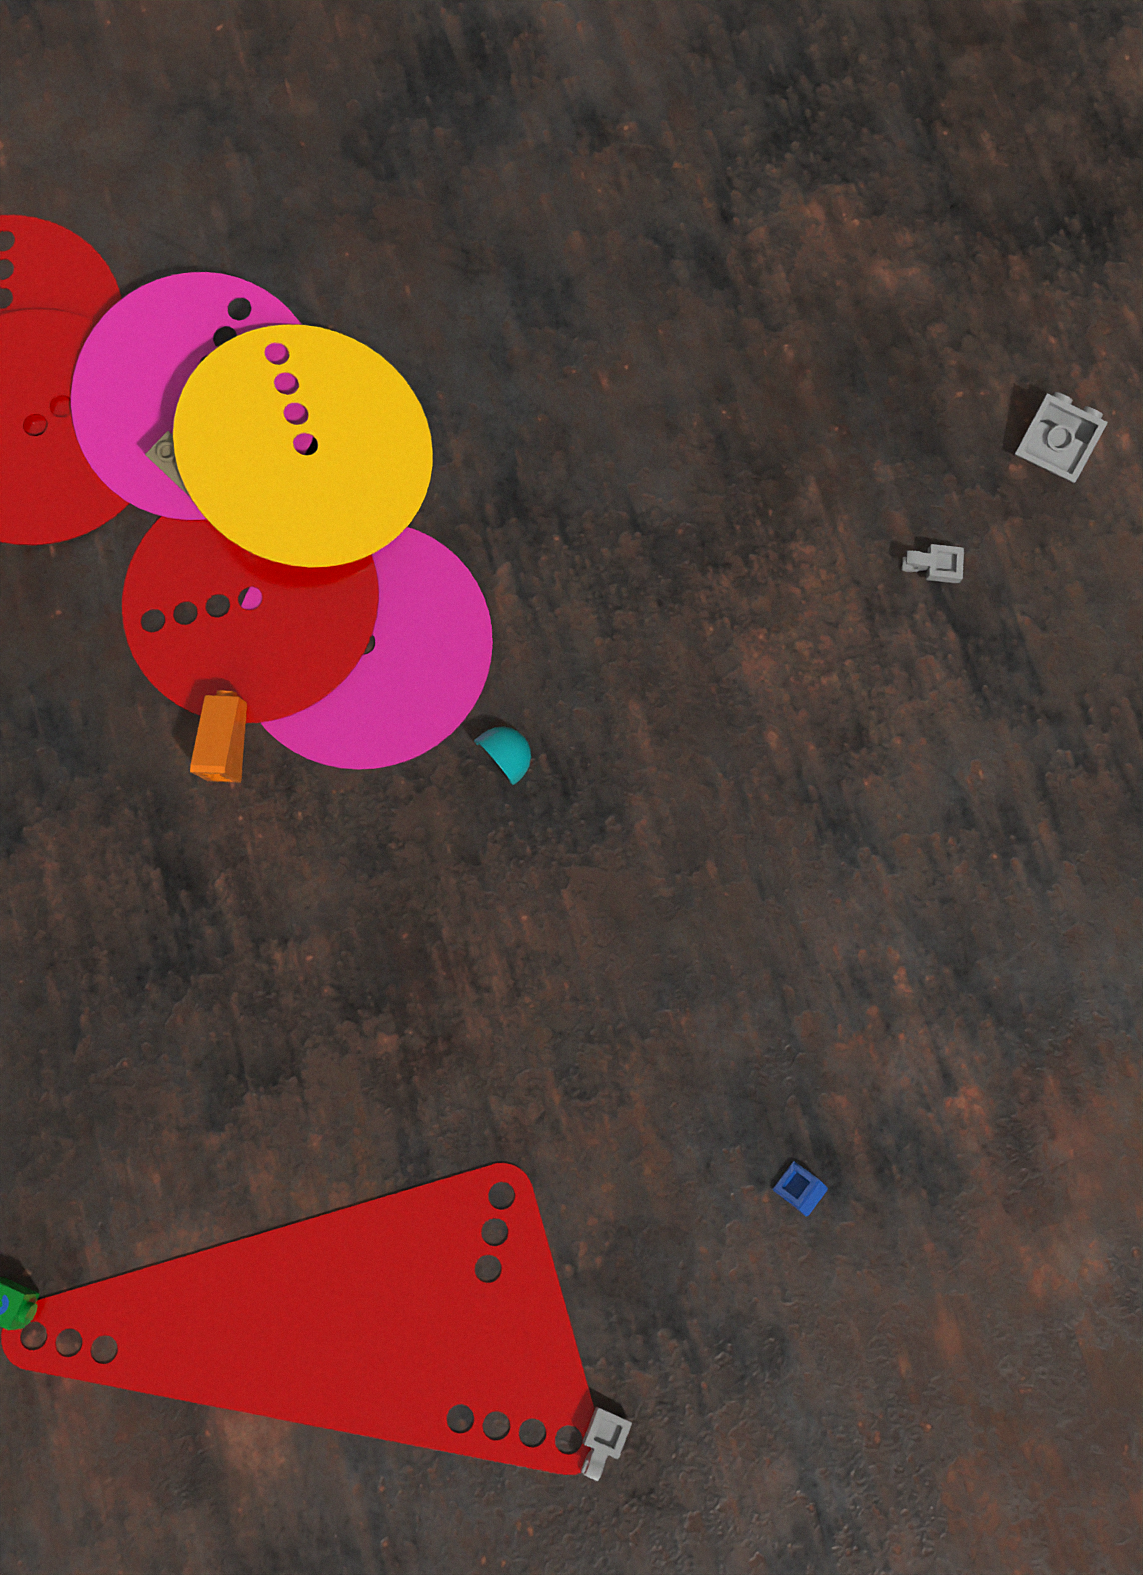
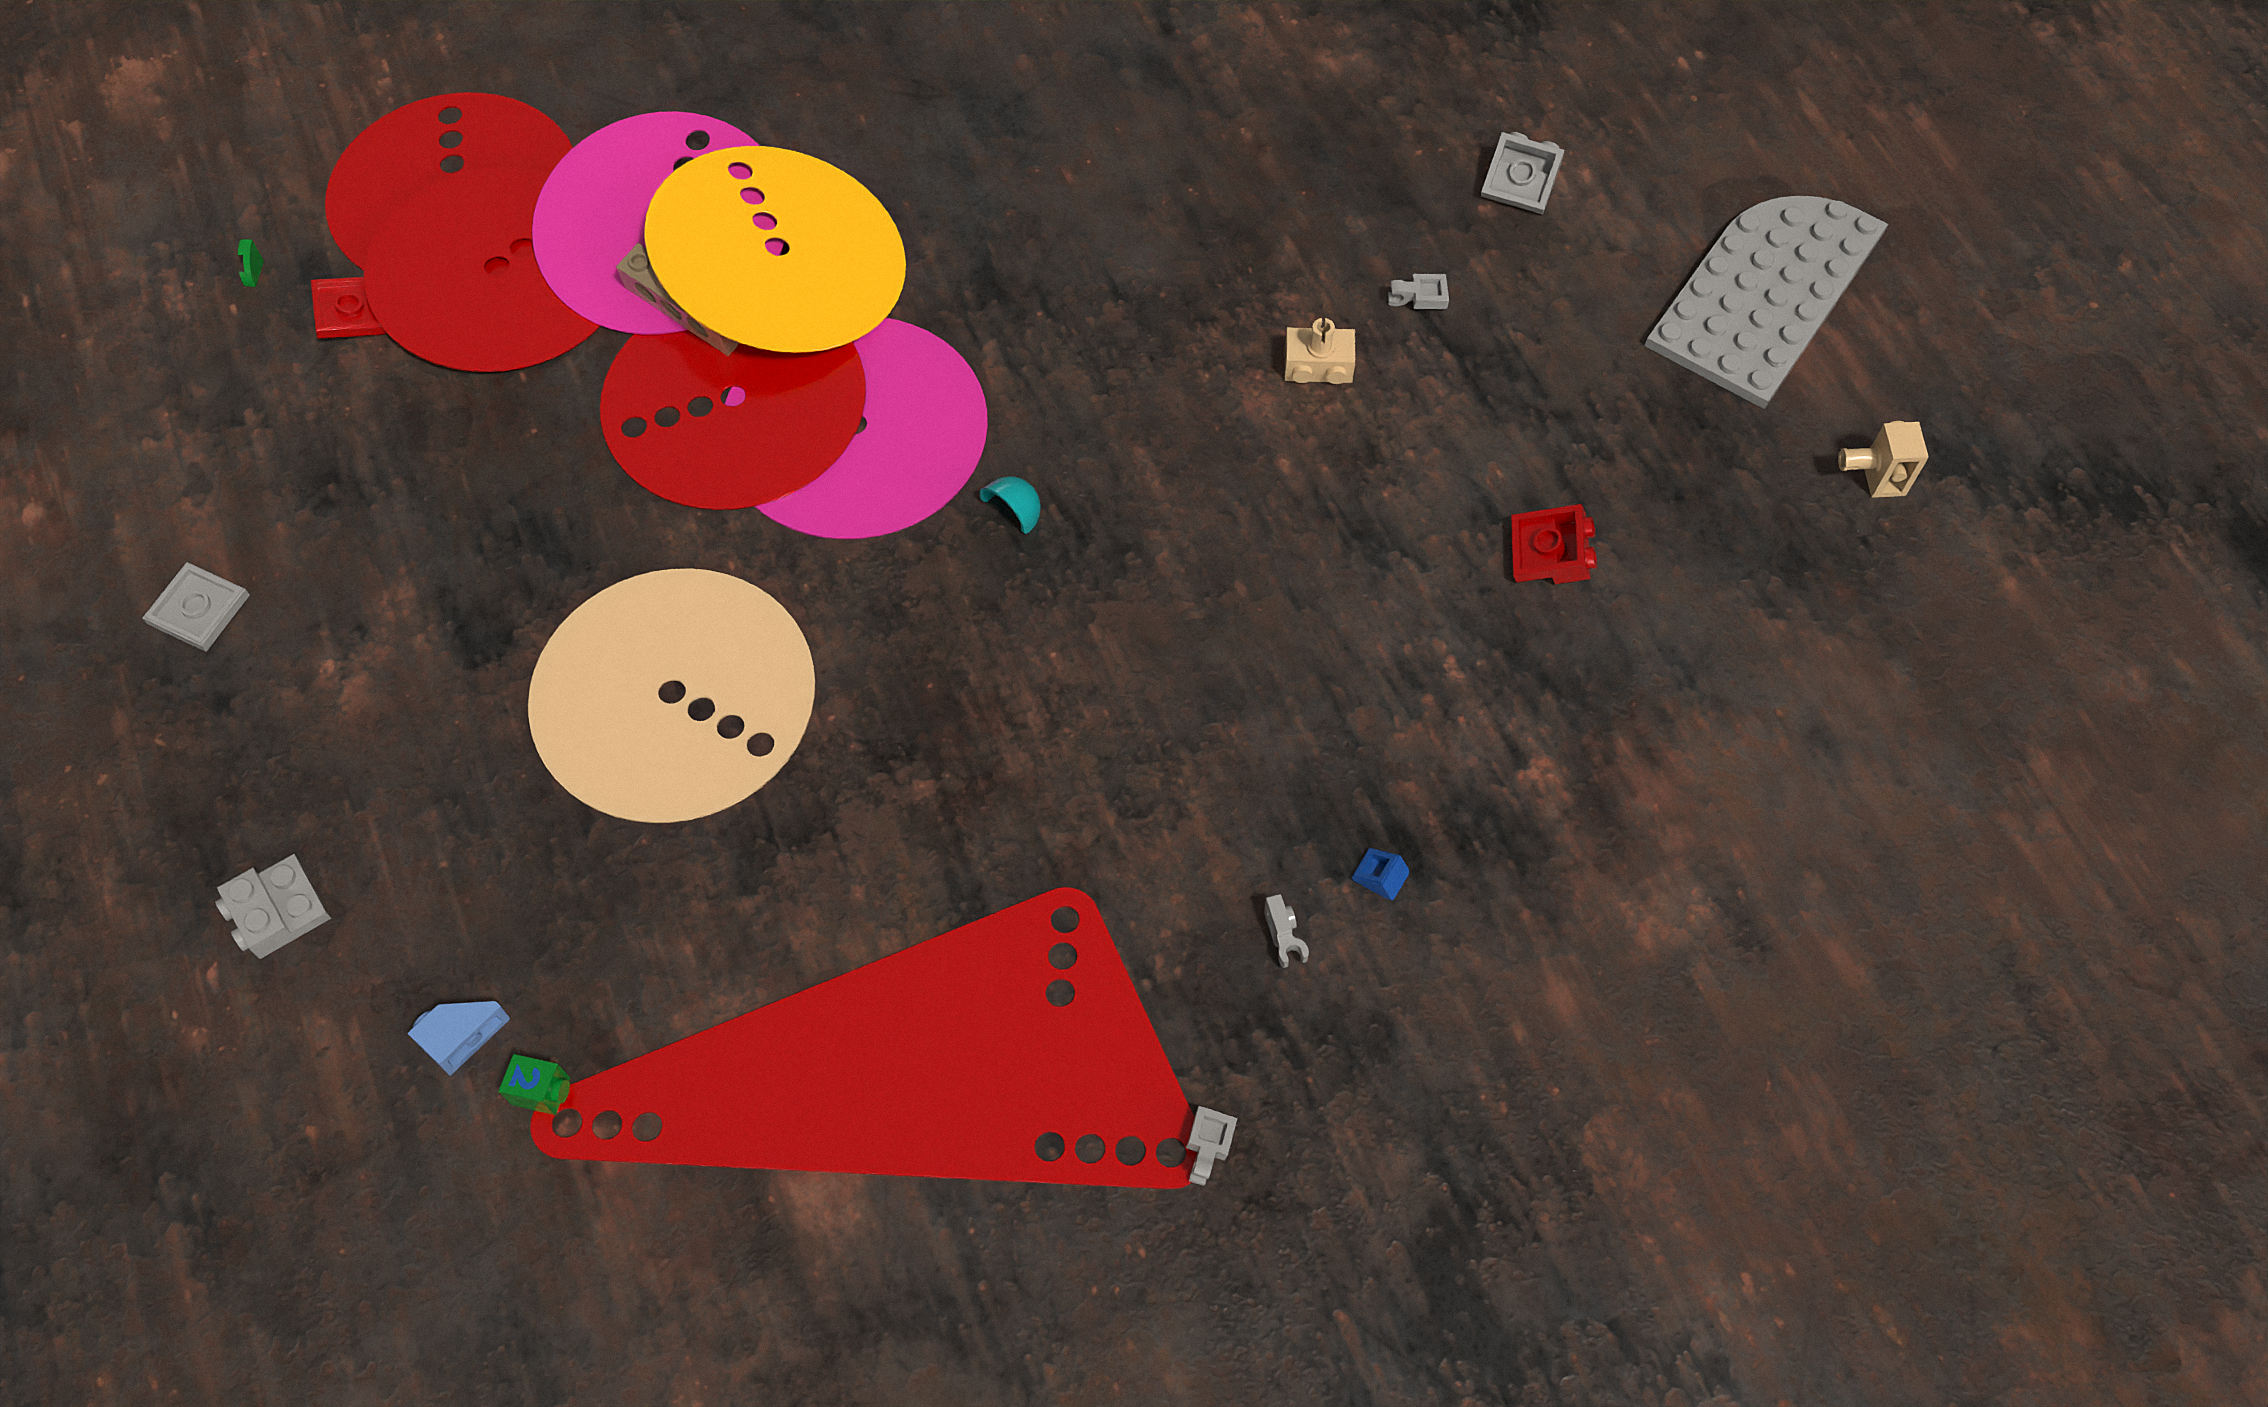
camera: 10 degrees left, 15 degrees down
(98, 928) = (646, 759): none -> tan piece
(220, 738) = (717, 518): orange slope -> none
(701, 1231) = (1281, 923): none -> light grey plate
(824, 626) = (1320, 354): none -> tan brick
(1020, 867) = (1553, 545): none -> red plate

